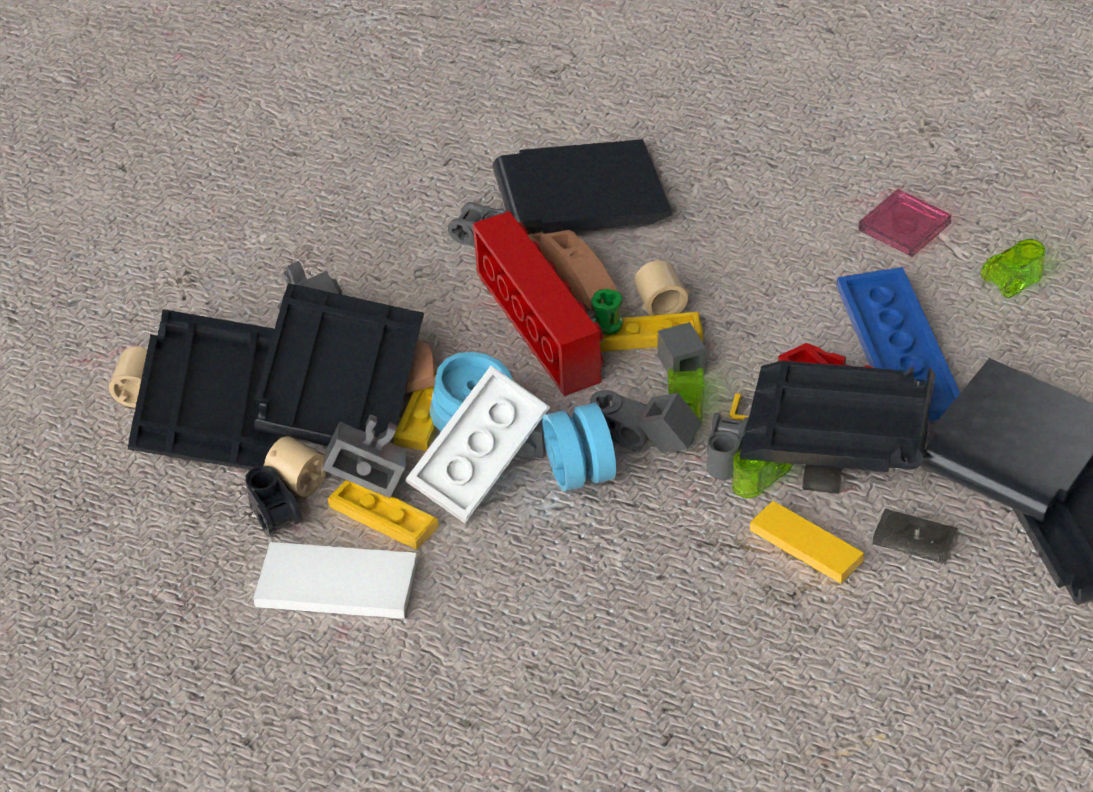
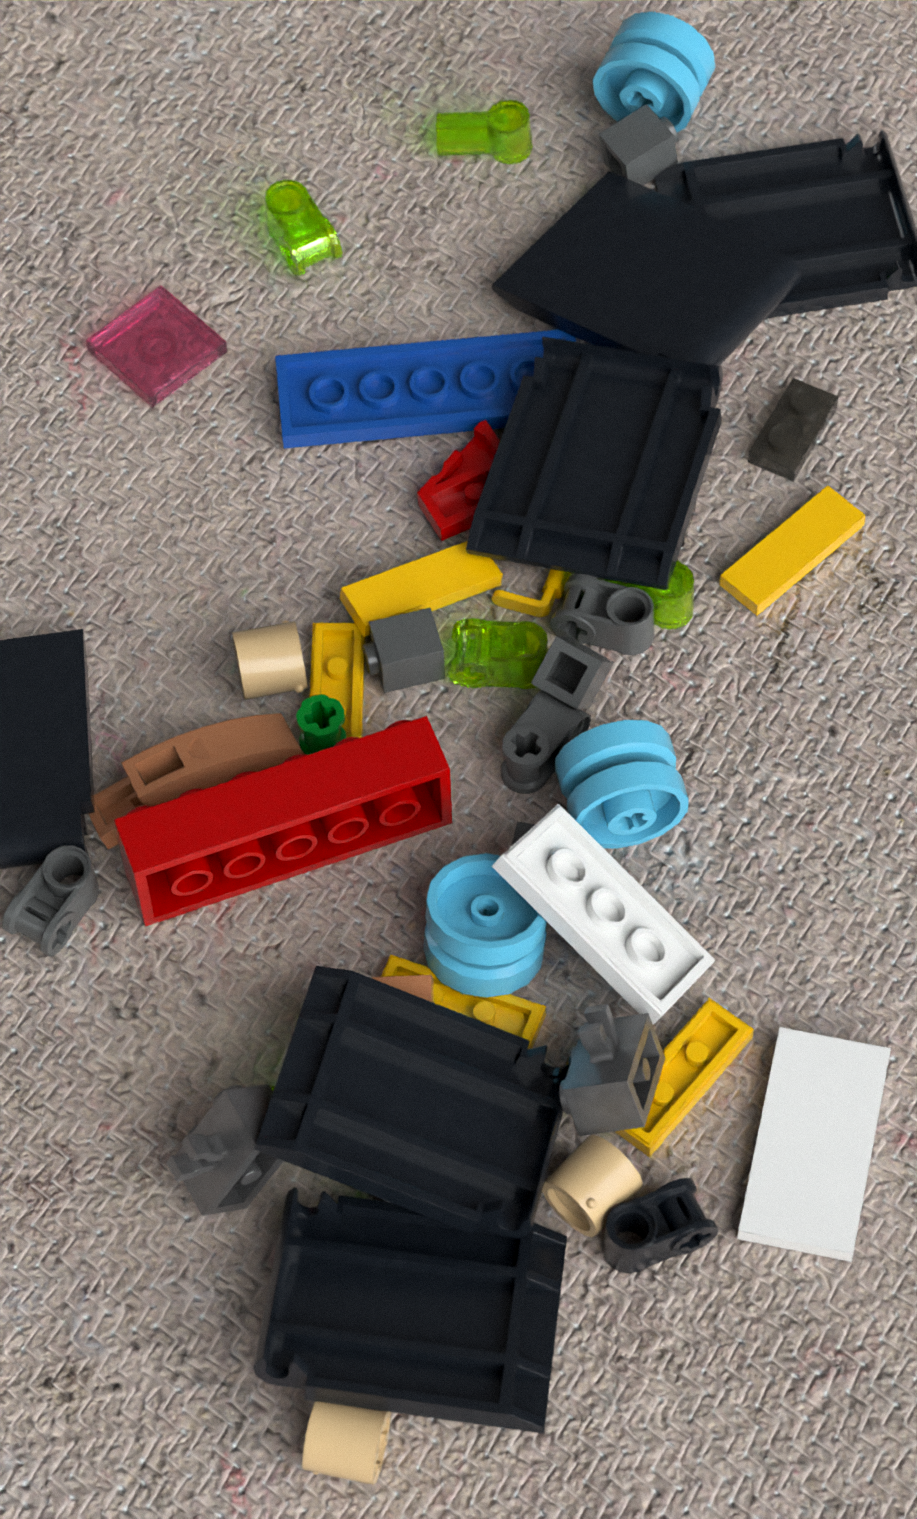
camera: 85 degrees left, 15 degrees up
(730, 351) = (420, 584): none -> yellow tile

